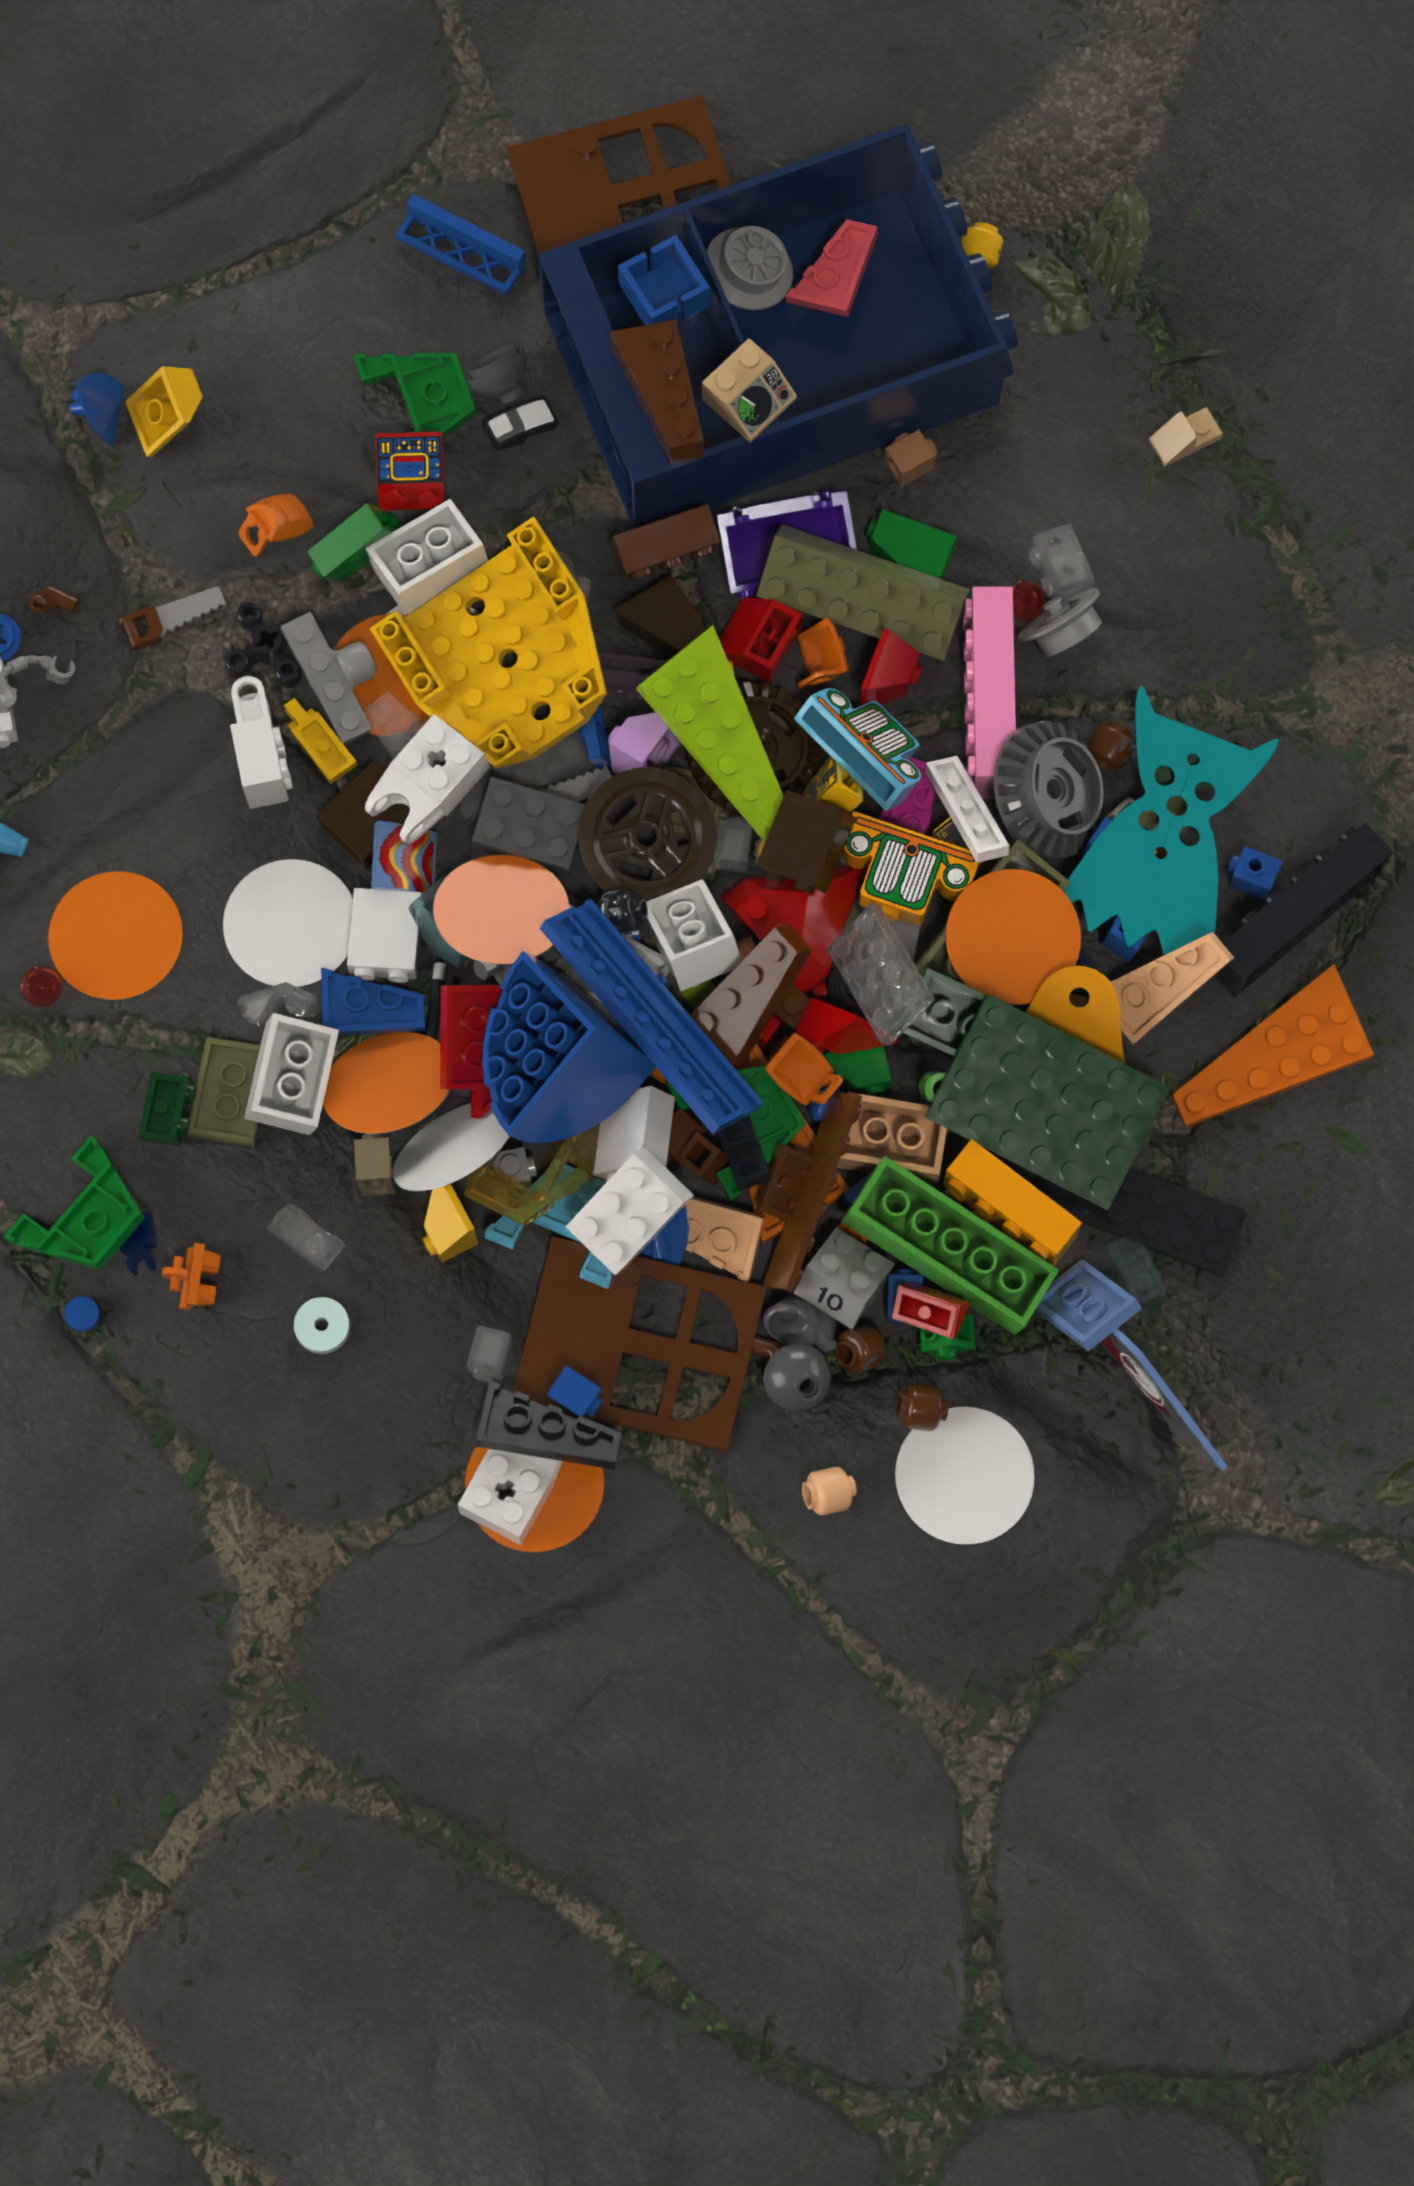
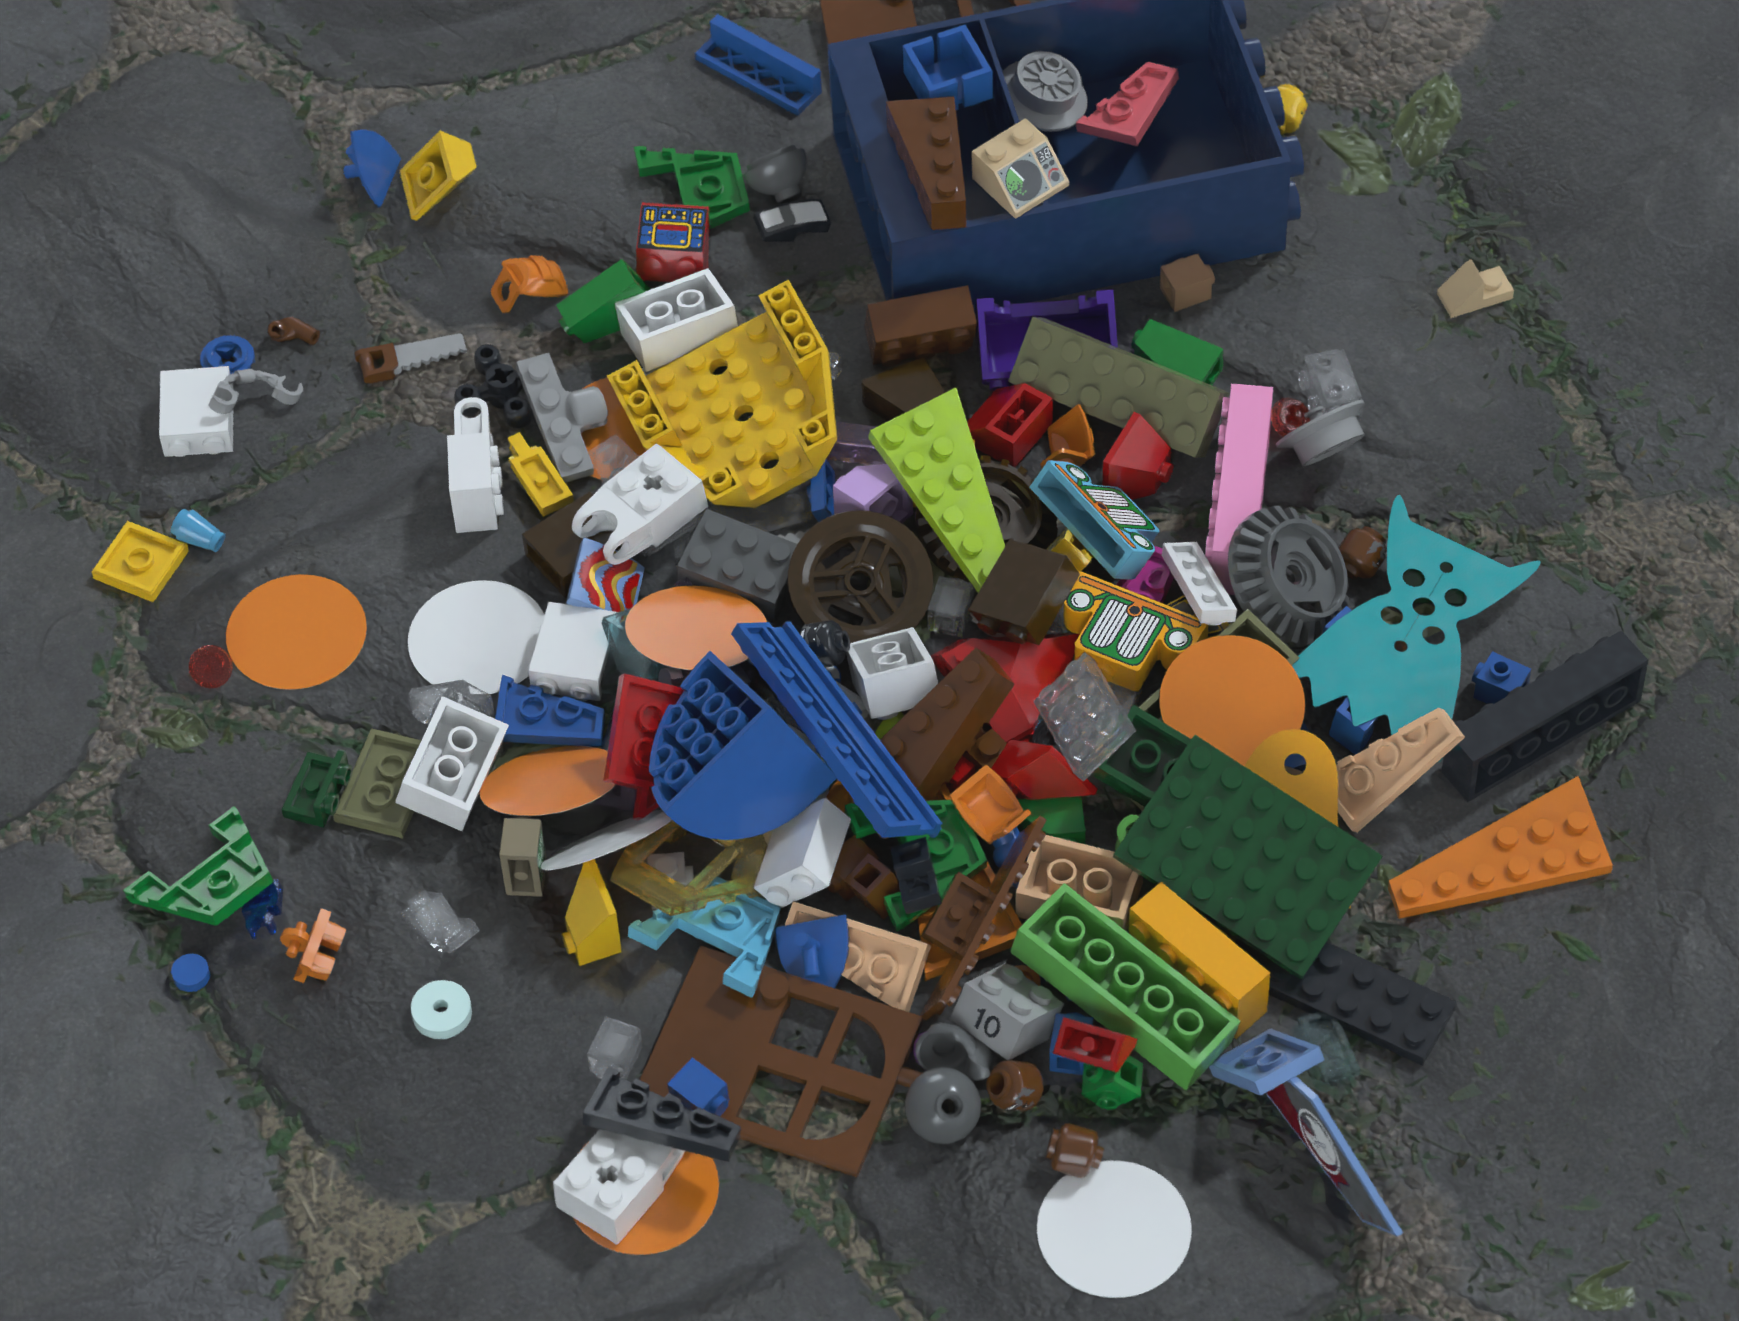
camera: 10 degrees right, 20 degrees down
(629, 1210) = (783, 908): white brick -> none
(828, 1491) = (960, 1221): light nougat head -> none

